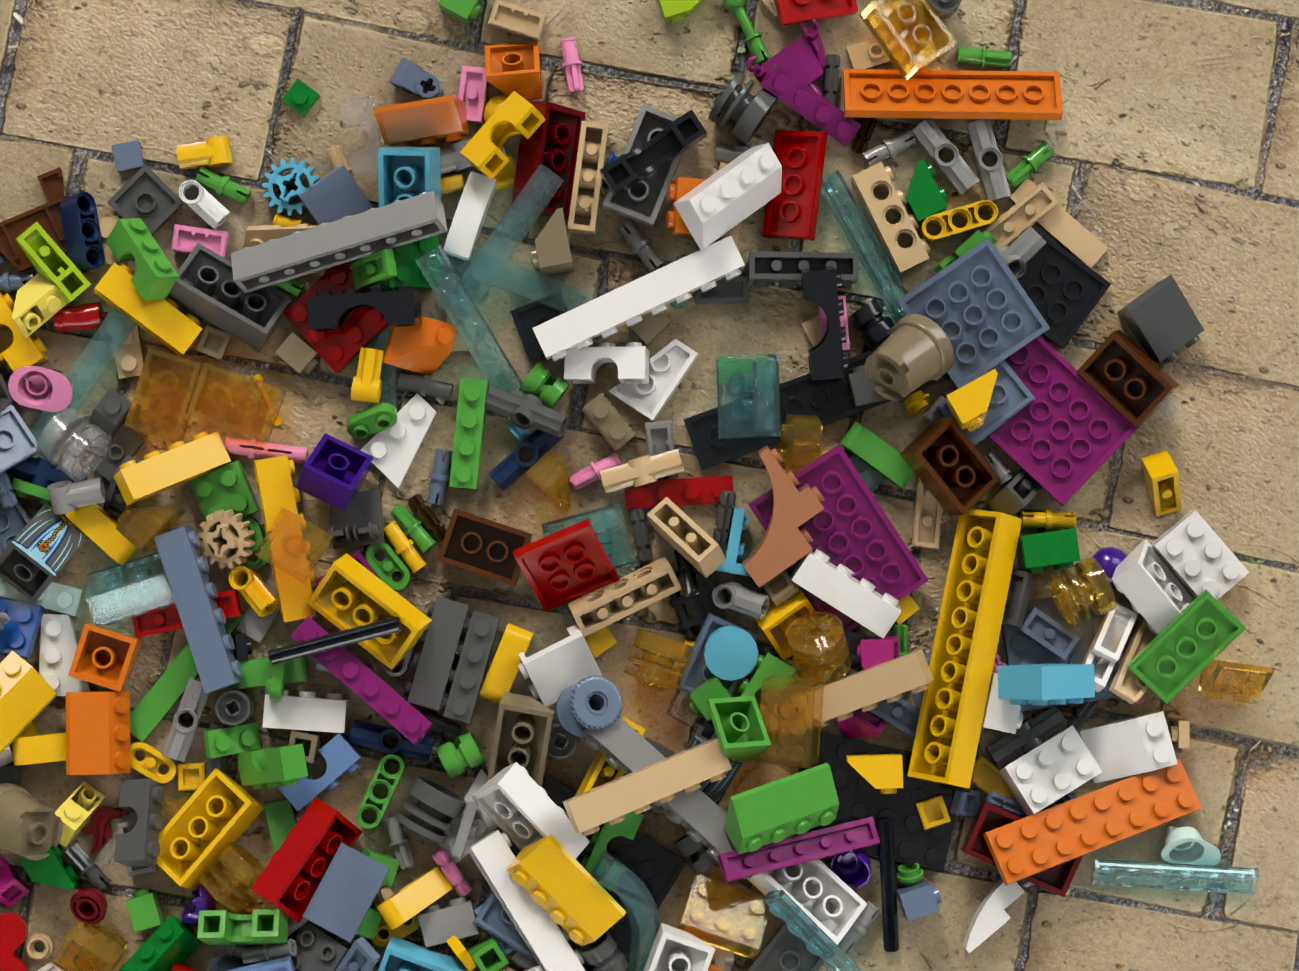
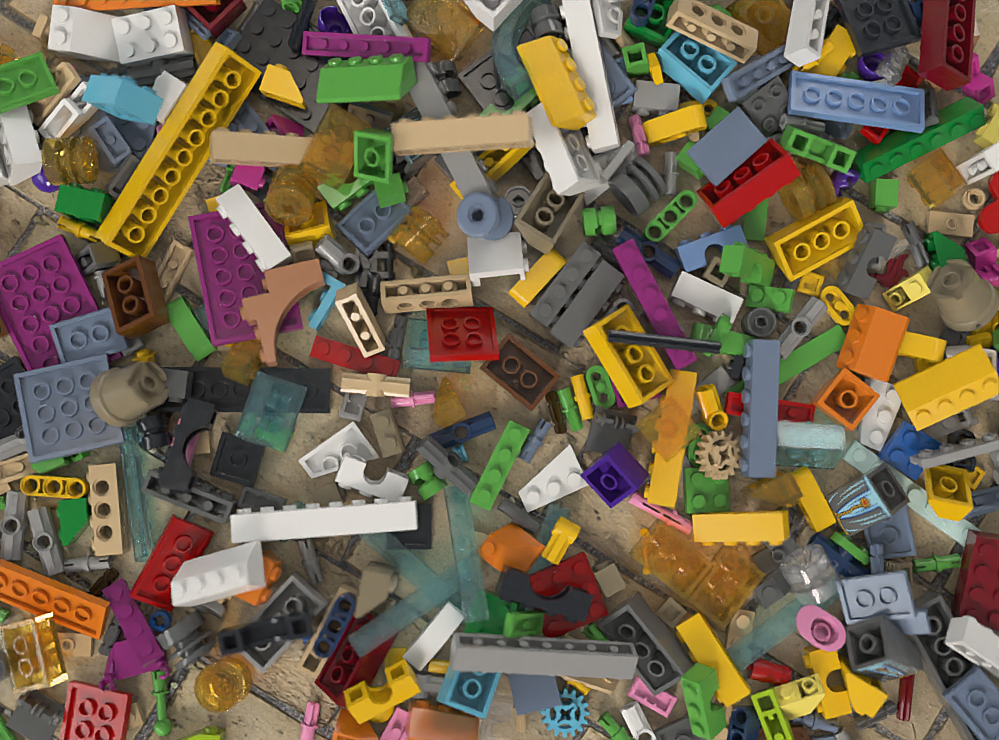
camera: 160 degrees left, 0 degrees up
(50, 907) = (950, 224): none -> tan plate
(69, 496) = (829, 535): light grey piece -> none
(89, 905) = (926, 213): dark red brick -> none
(372, 420) = (570, 504): bright green plate -> none
(582, 175) = (330, 635): none -> dark blue beam
(689, 60) = (214, 693): none -> clear yellow wheel
(724, 516) = (326, 327): dark grey axle -> none
(730, 653) = (361, 218): medium azure tile -> none
(760, 773) = (372, 115): none -> sand blue plate
(767, 327) = (237, 460): none -> black plate
(777, 120) = (153, 620): none -> blue bush
(933, 812) = (255, 40): yellow tile -> none
(971, 402) = (94, 337): yellow slope -> none

